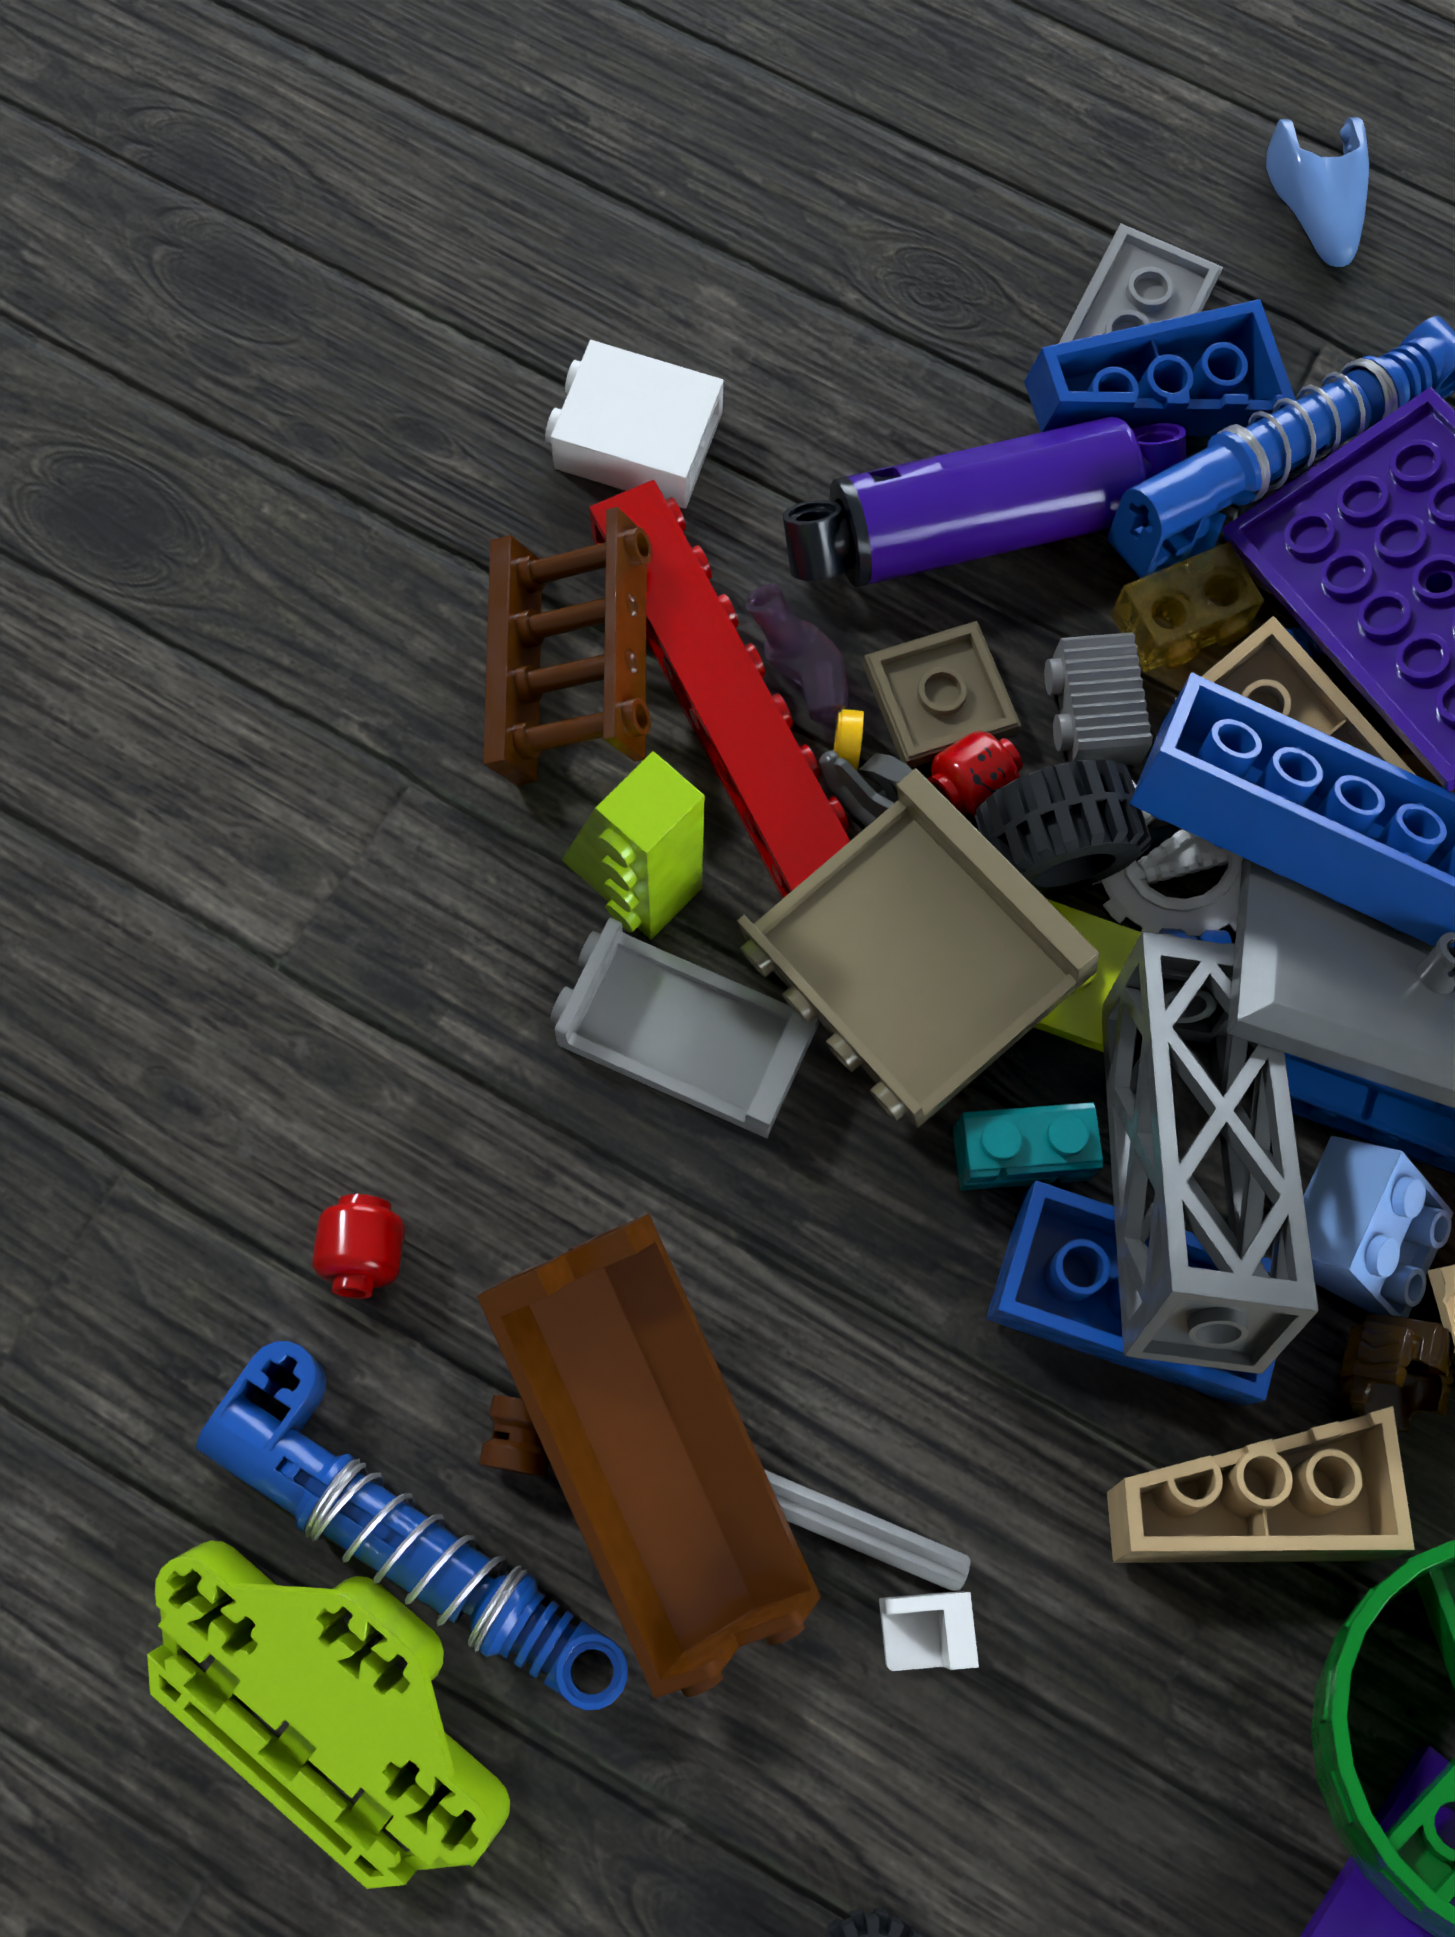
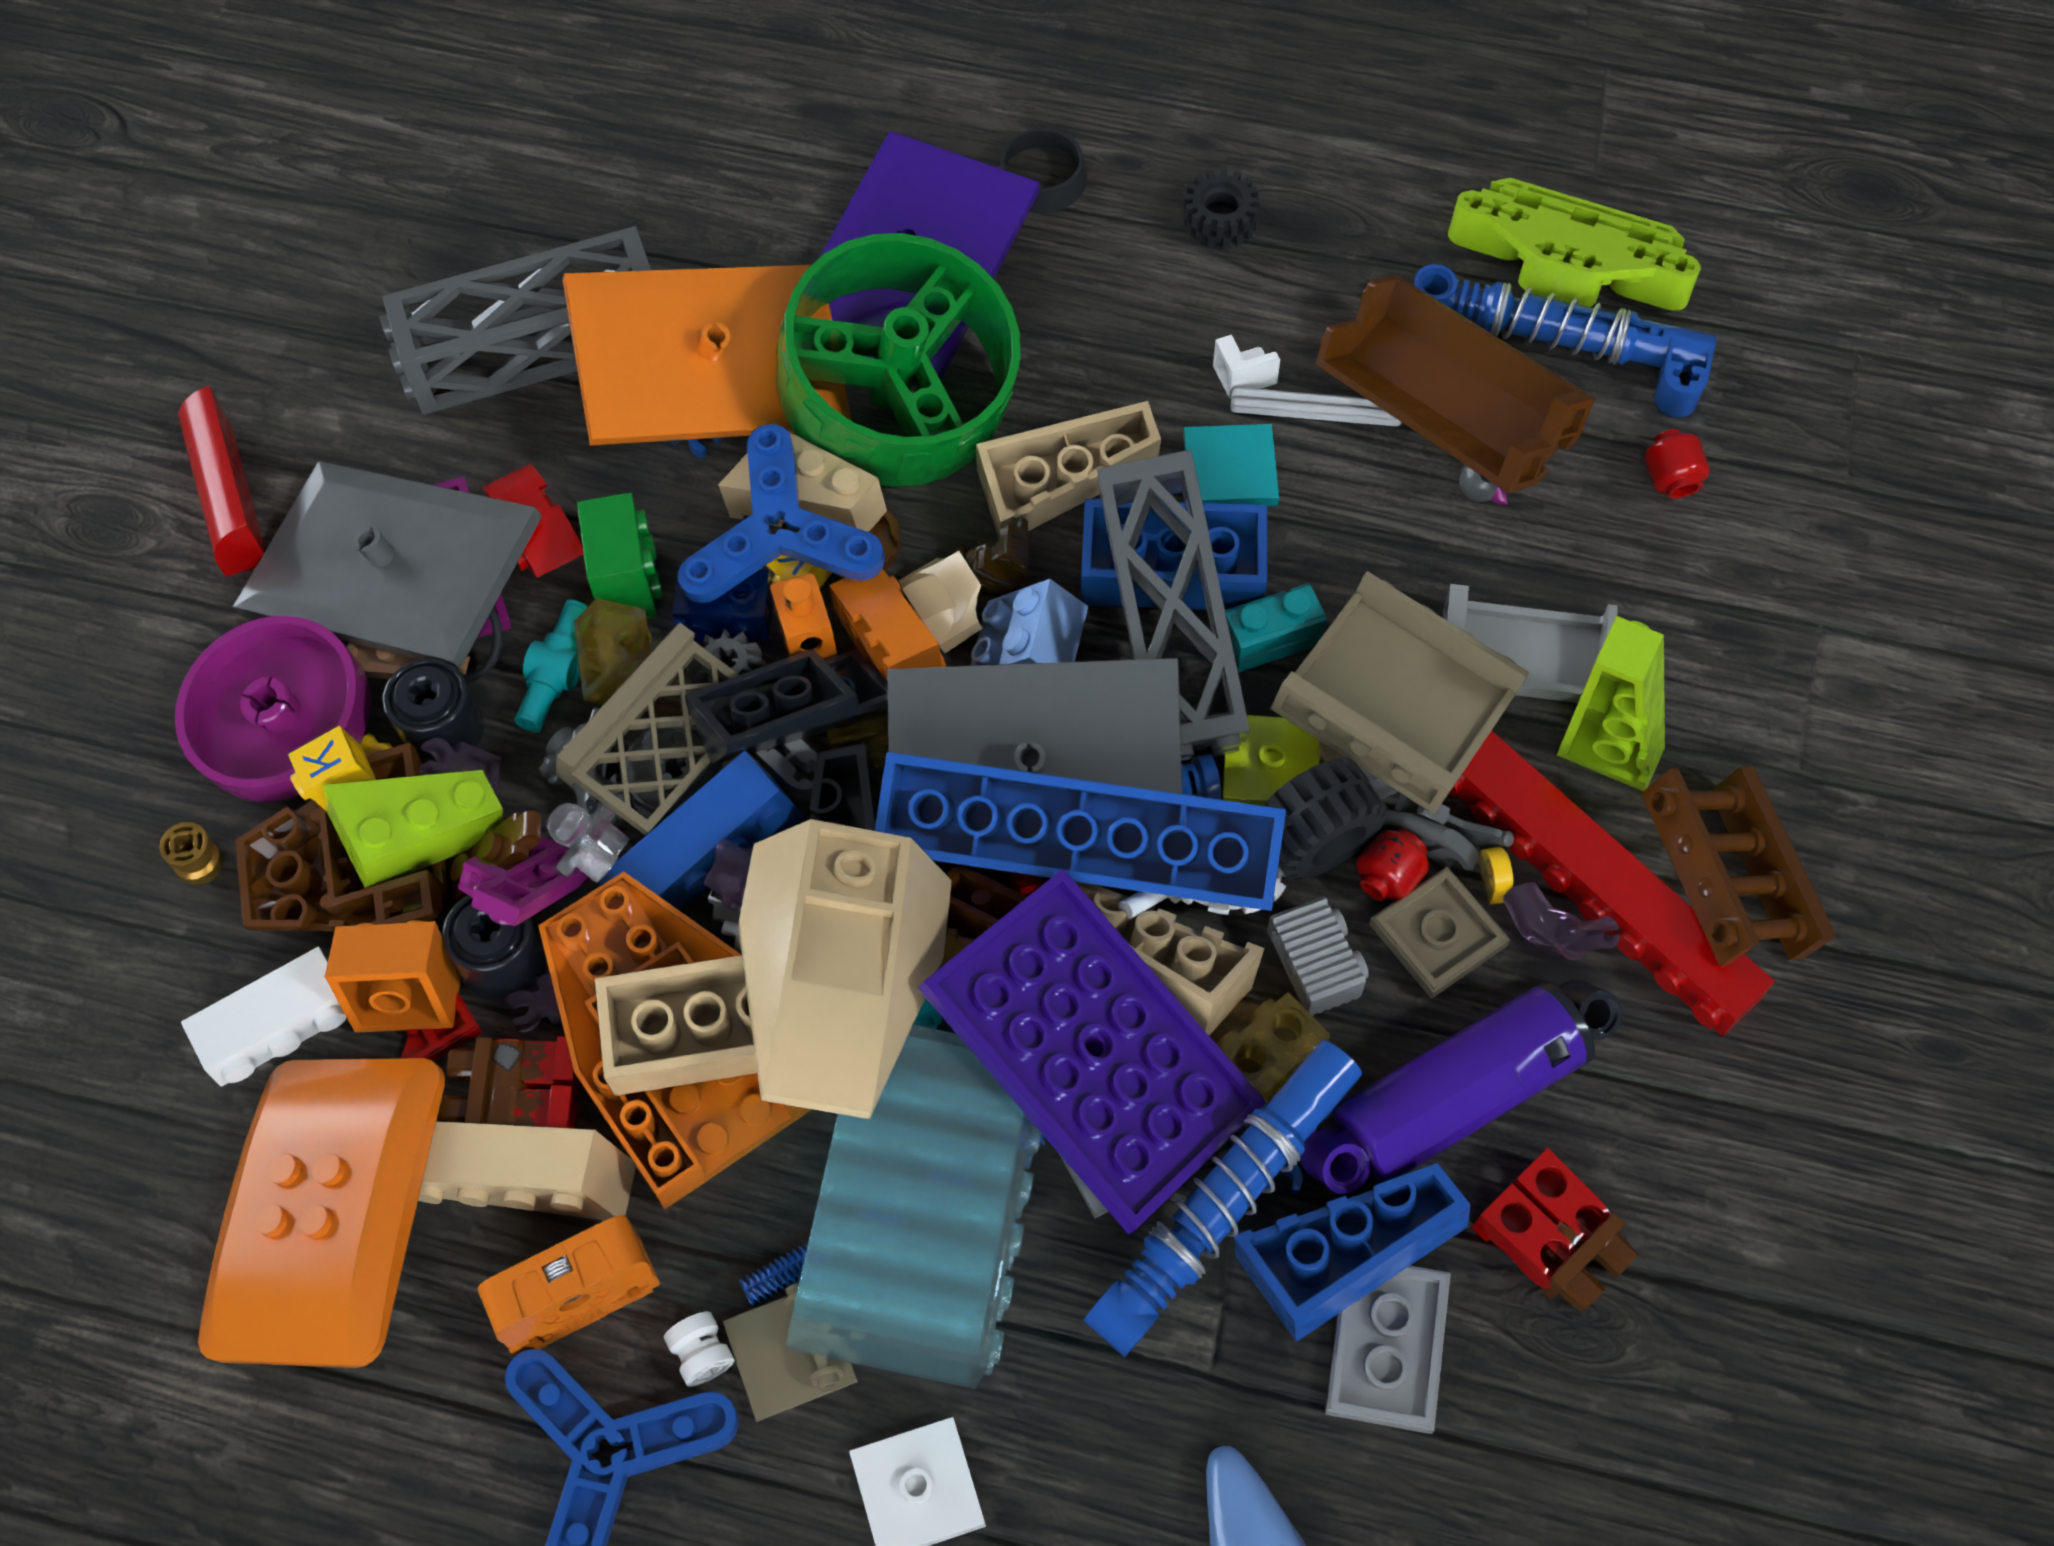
camera: 170 degrees right, 10 degrees down
(635, 421) = (1773, 1087): white brick -> none
(936, 352) = (1555, 1229): none -> red hips
(1006, 1443) = (1234, 463): none -> teal tile

